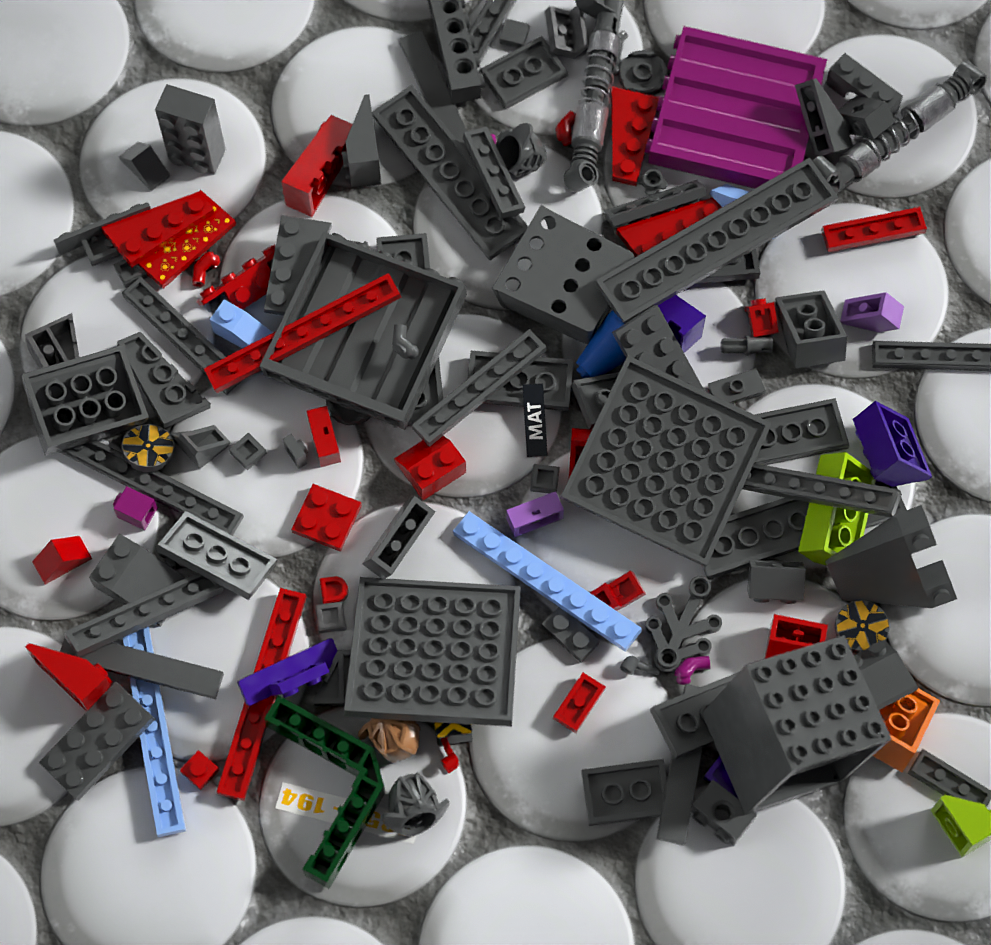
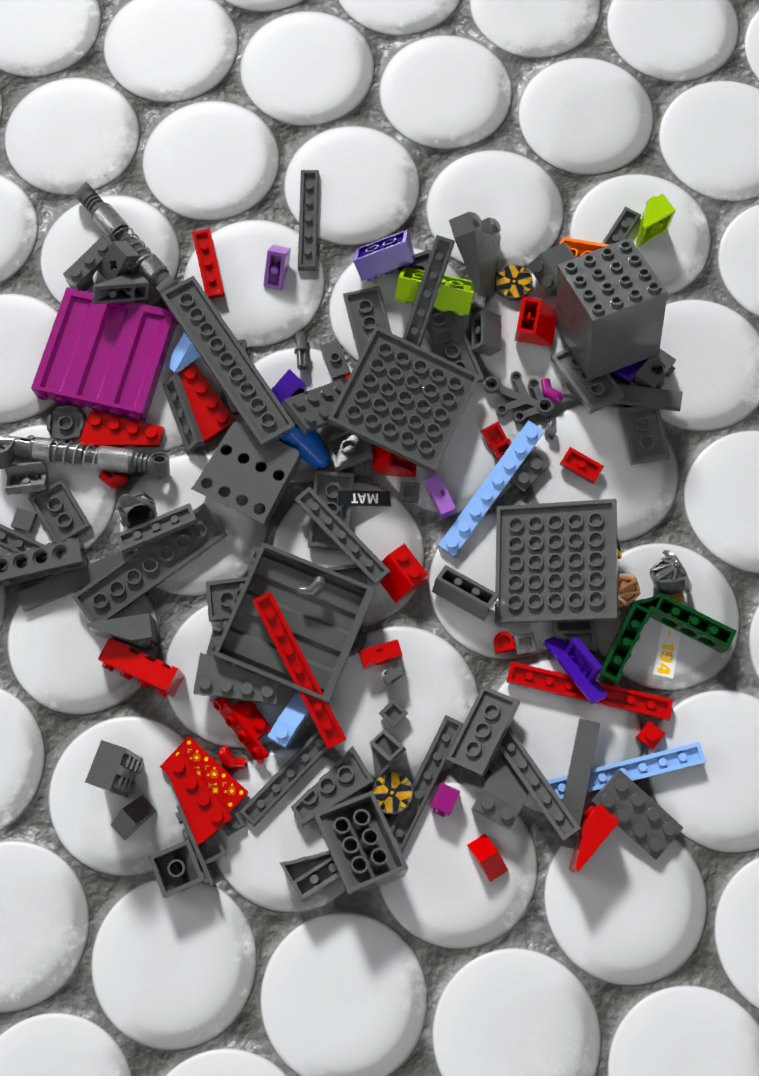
camera: 90 degrees left, 5 degrees up
(76, 203) = (176, 868): none -> dark grey slope
(326, 517) = (445, 650): red plate -> none
(450, 762) = (631, 553): red hand -> none
(652, 175) = (164, 410): dark grey plate -> none
(762, 317) = (279, 339): red bracket -> none
(811, 329) = (288, 307): dark grey slope -> none

